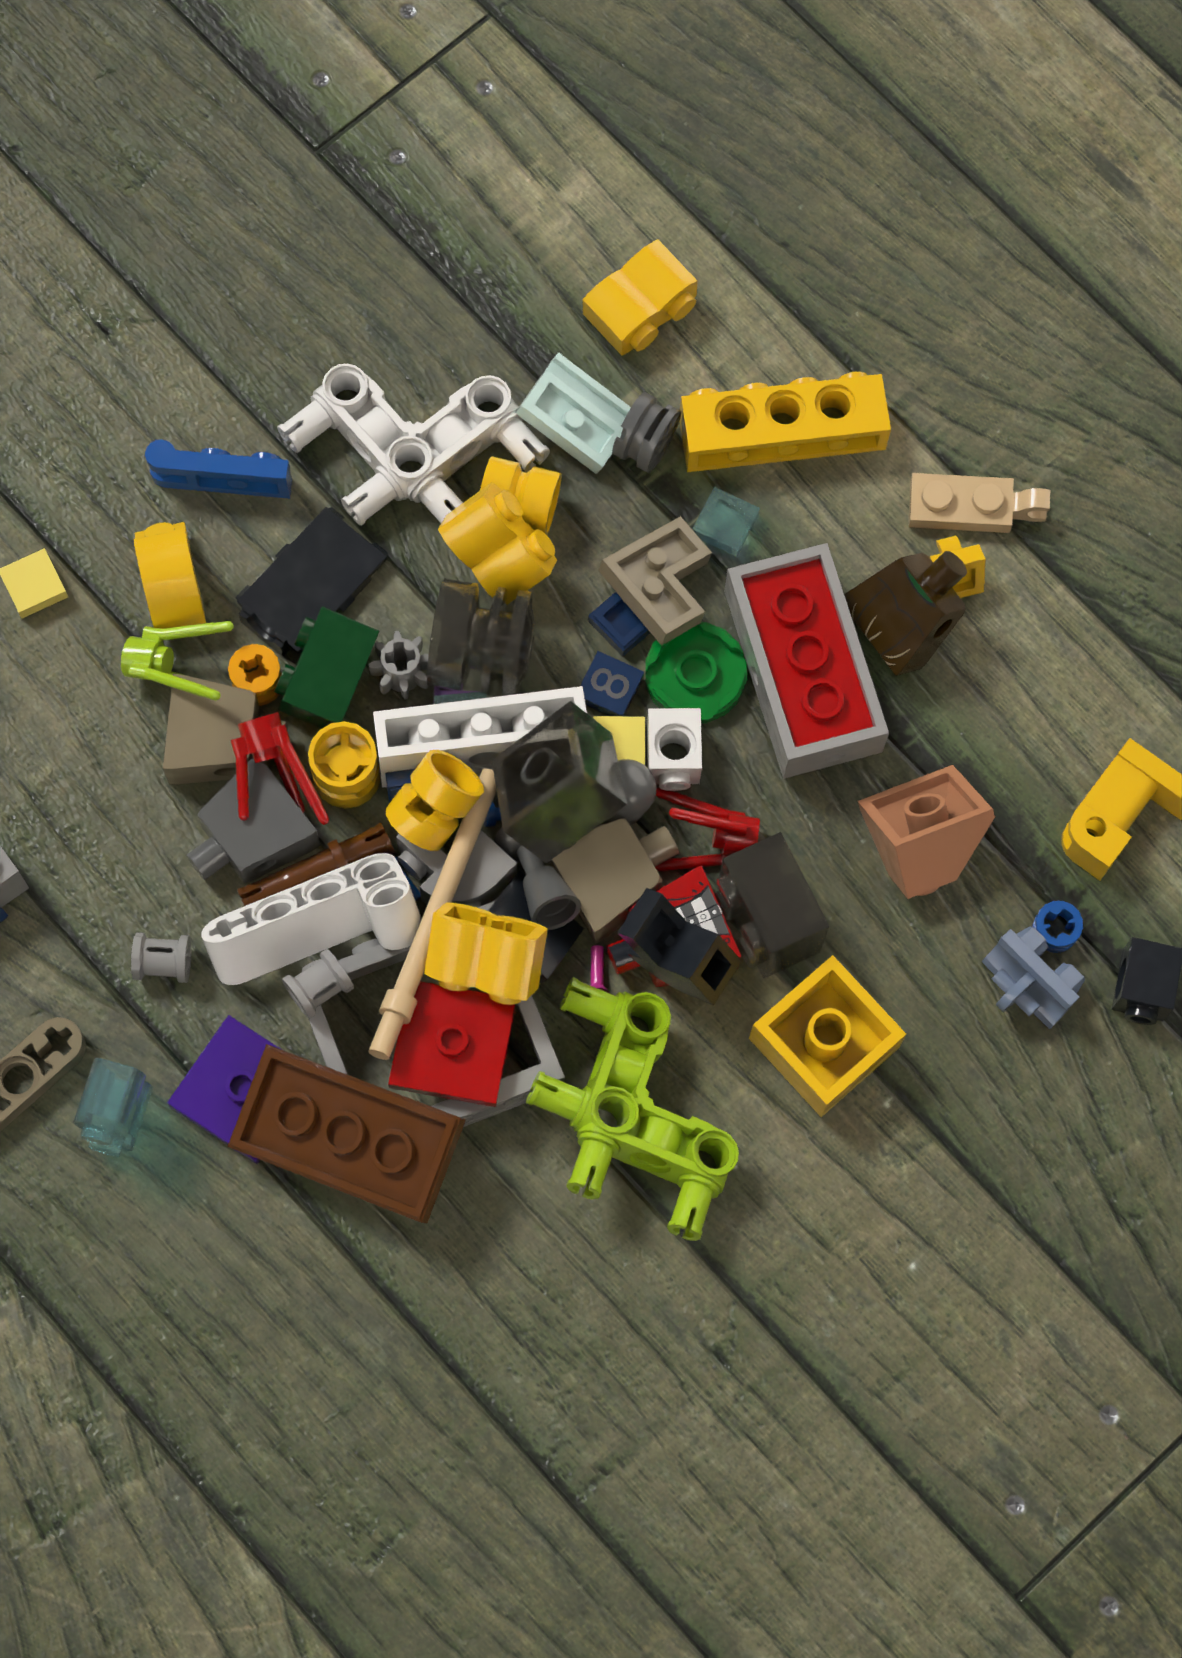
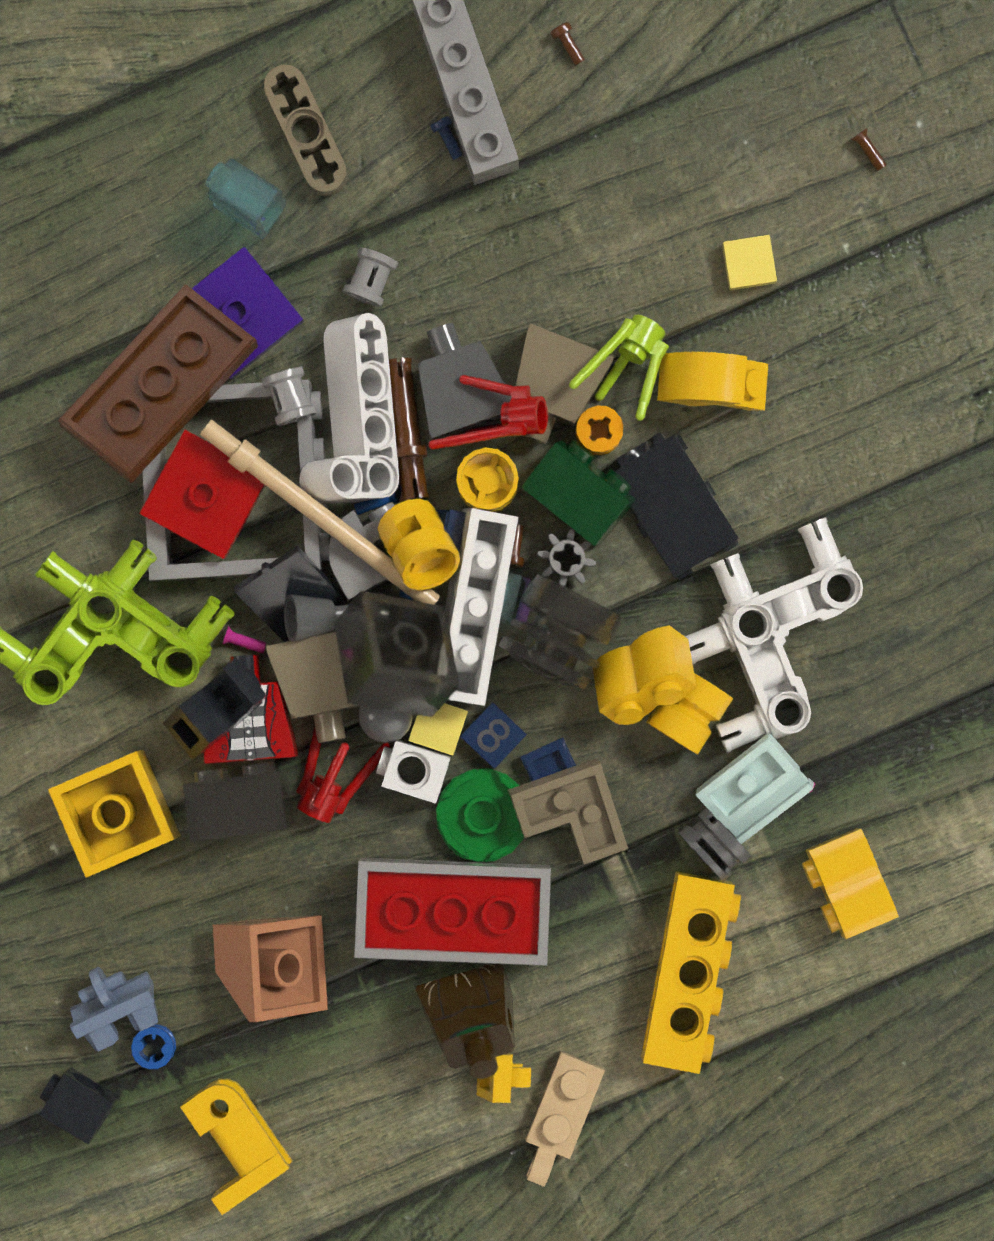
camera: 115 degrees right, 15 degrees up
(219, 471) = (802, 452): blue plate -> none
(485, 952) = (265, 544): yellow brick -> none
(726, 521) = (614, 888): clear light blue tile -> none

